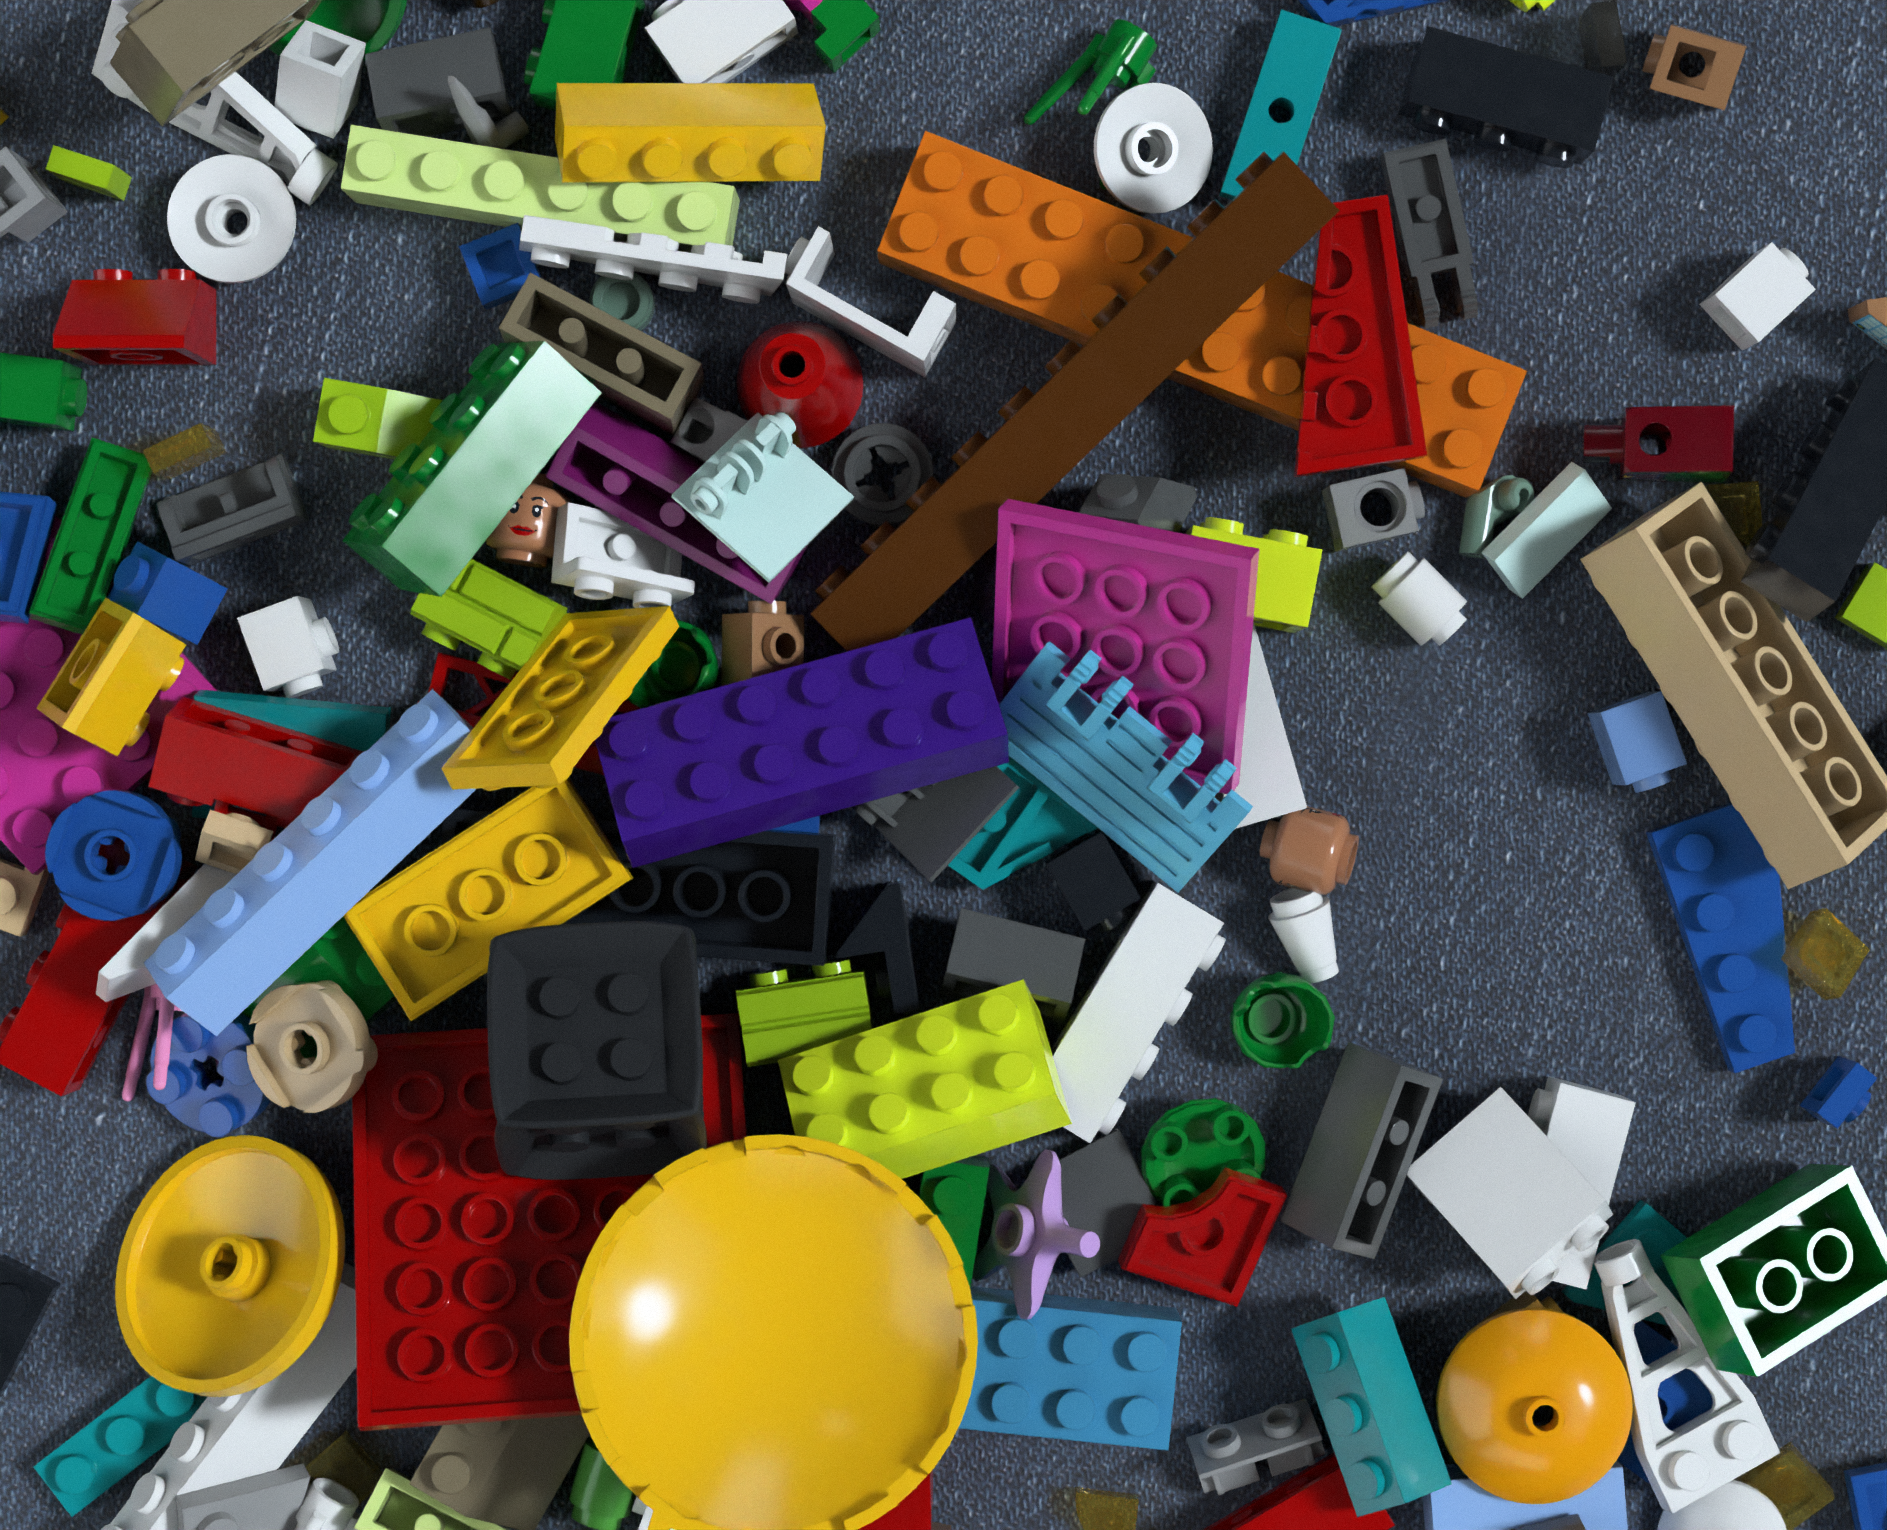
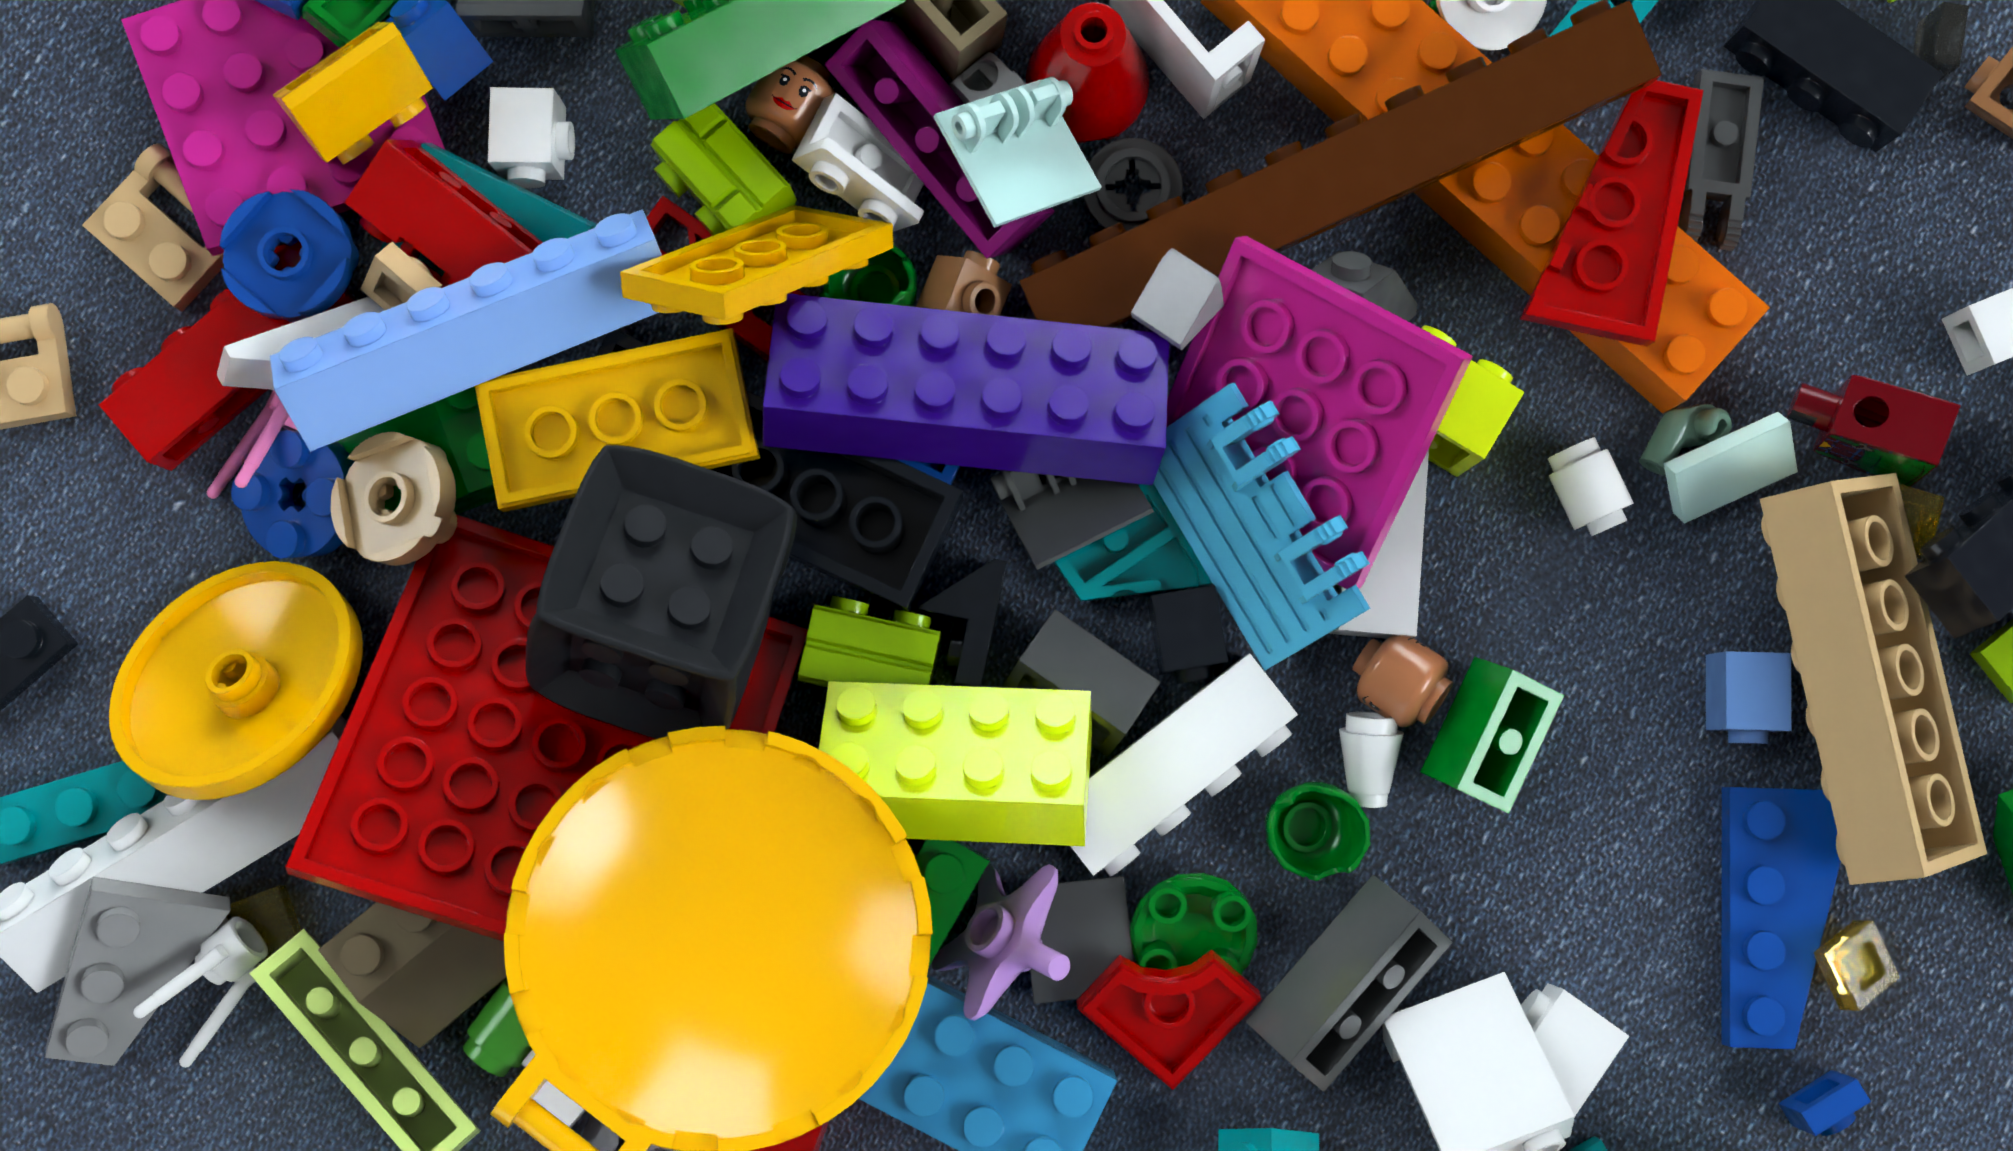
camera: 20 degrees right, 5 degrees down
(967, 586) = (1178, 299): none -> light grey slope
(1345, 517) = (1547, 390): light grey brick -> none
(1410, 871) = (1492, 733): none -> green brick

